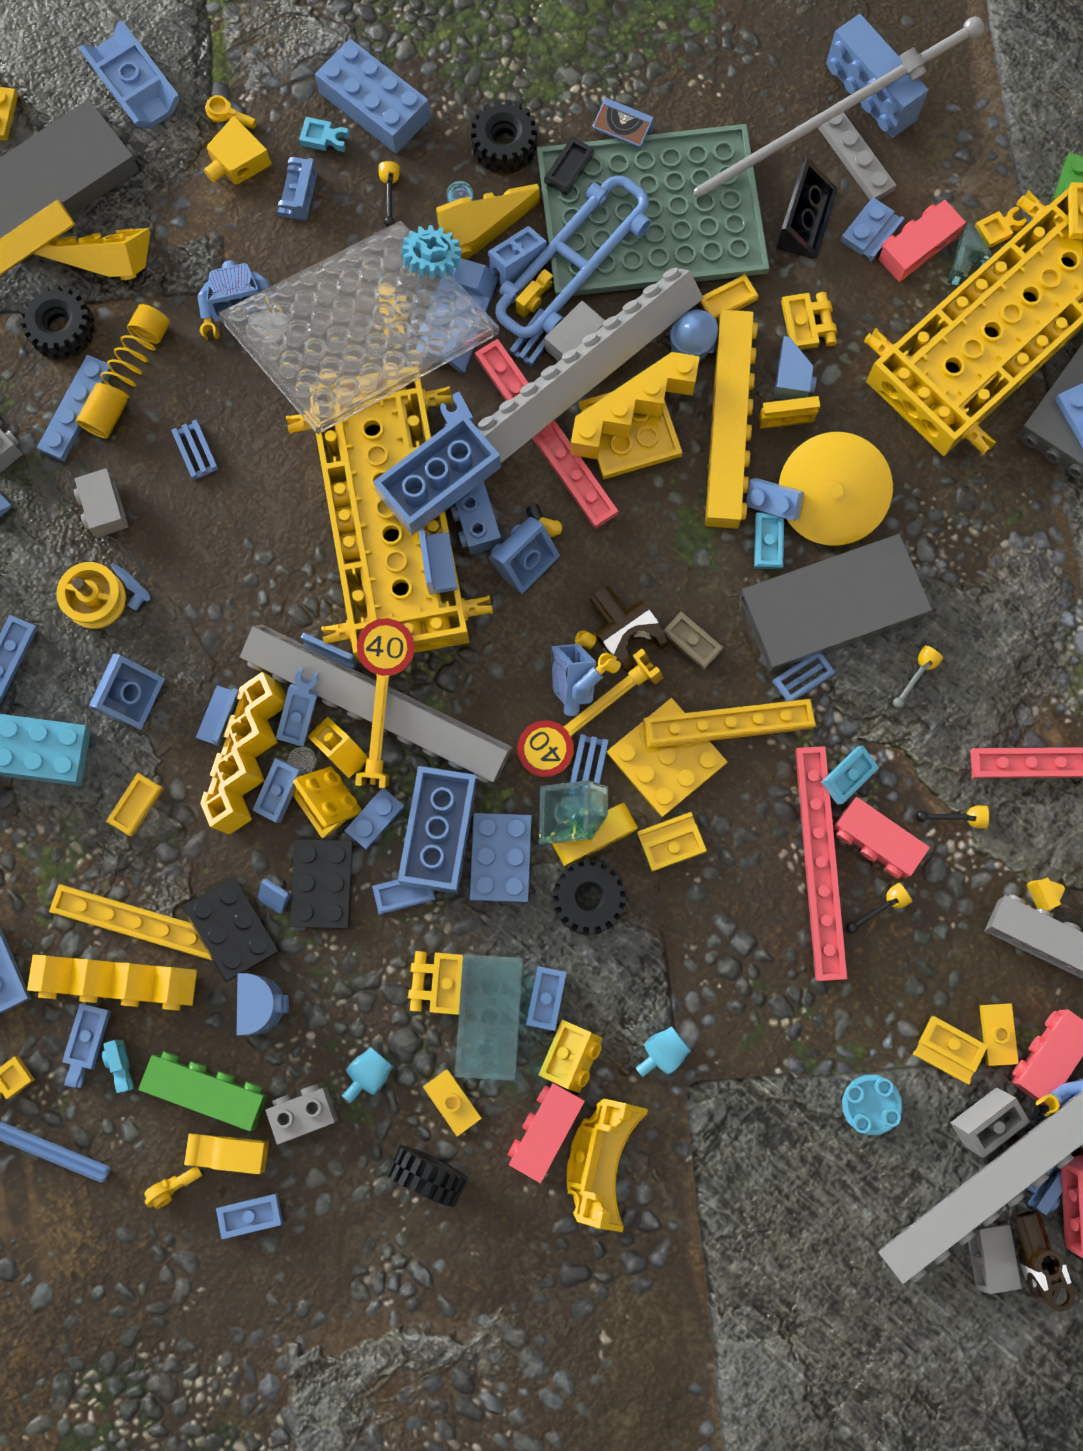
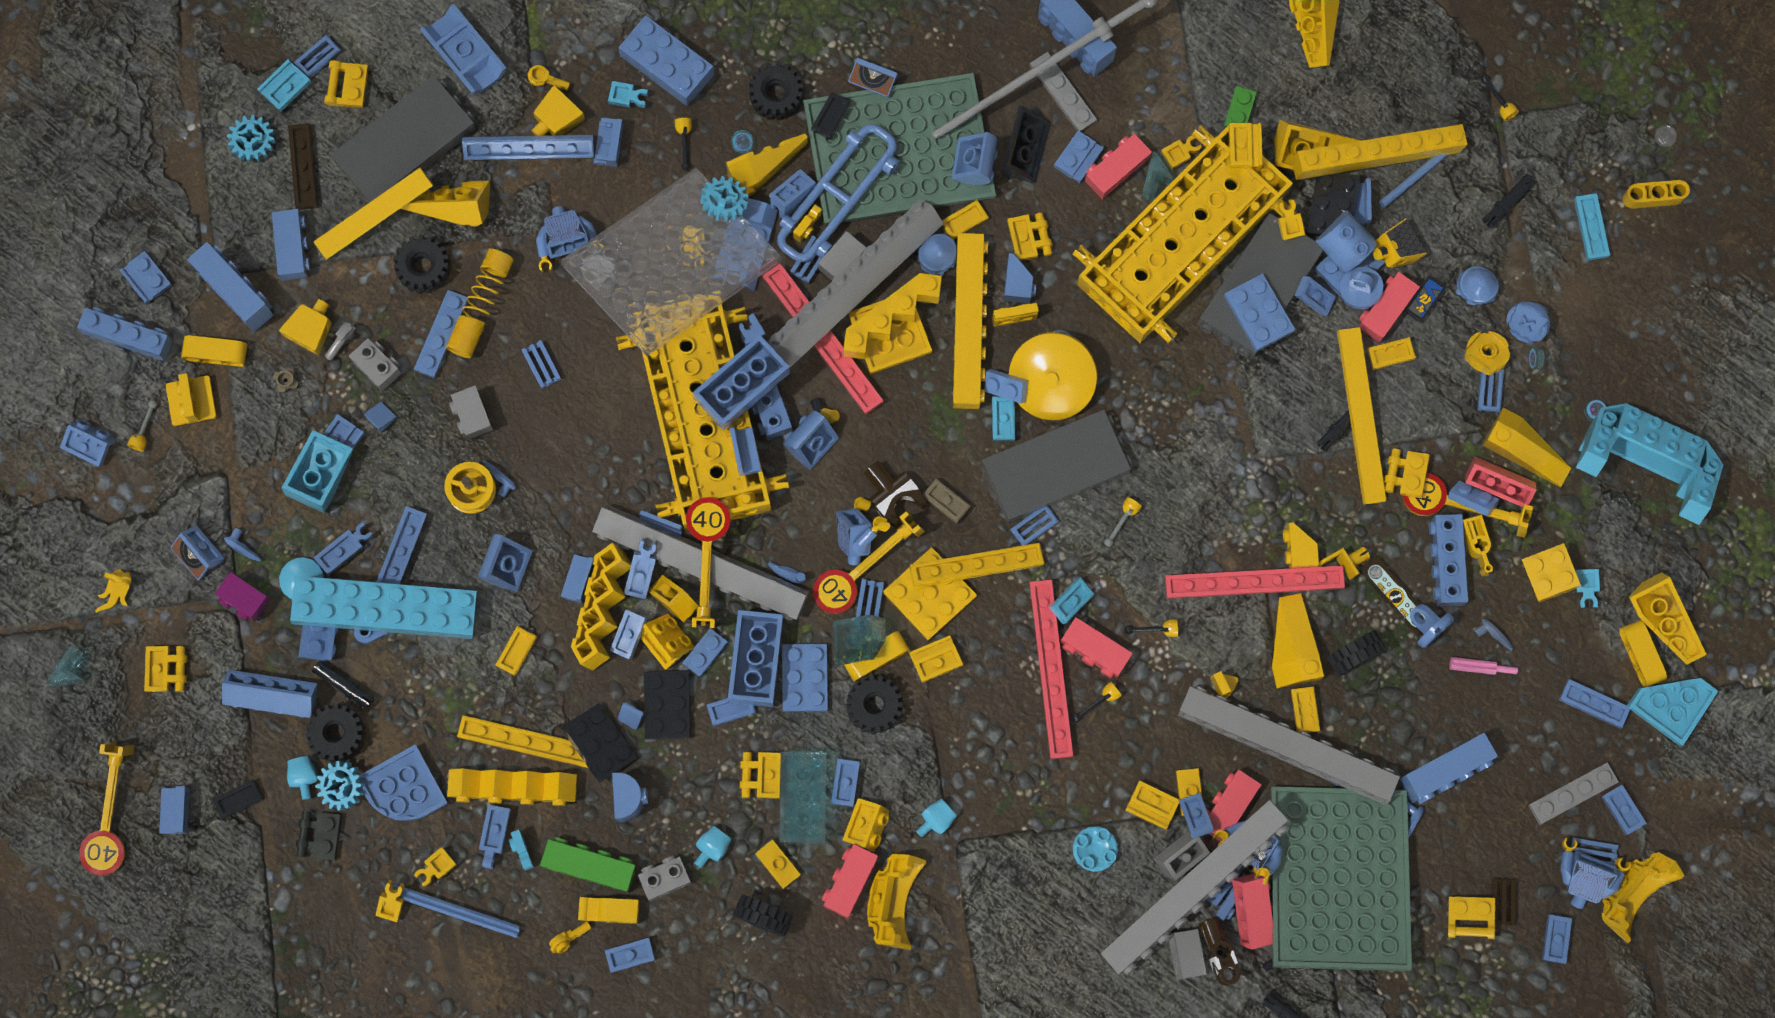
camera: 10 degrees left, 0 degrees up
(198, 190) = (528, 147): none -> medium blue tile
(486, 722) = (788, 573): none -> medium blue bar
(746, 220) = (975, 159): none -> medium blue brick
(1012, 1070) = (1196, 815): none -> medium blue plate

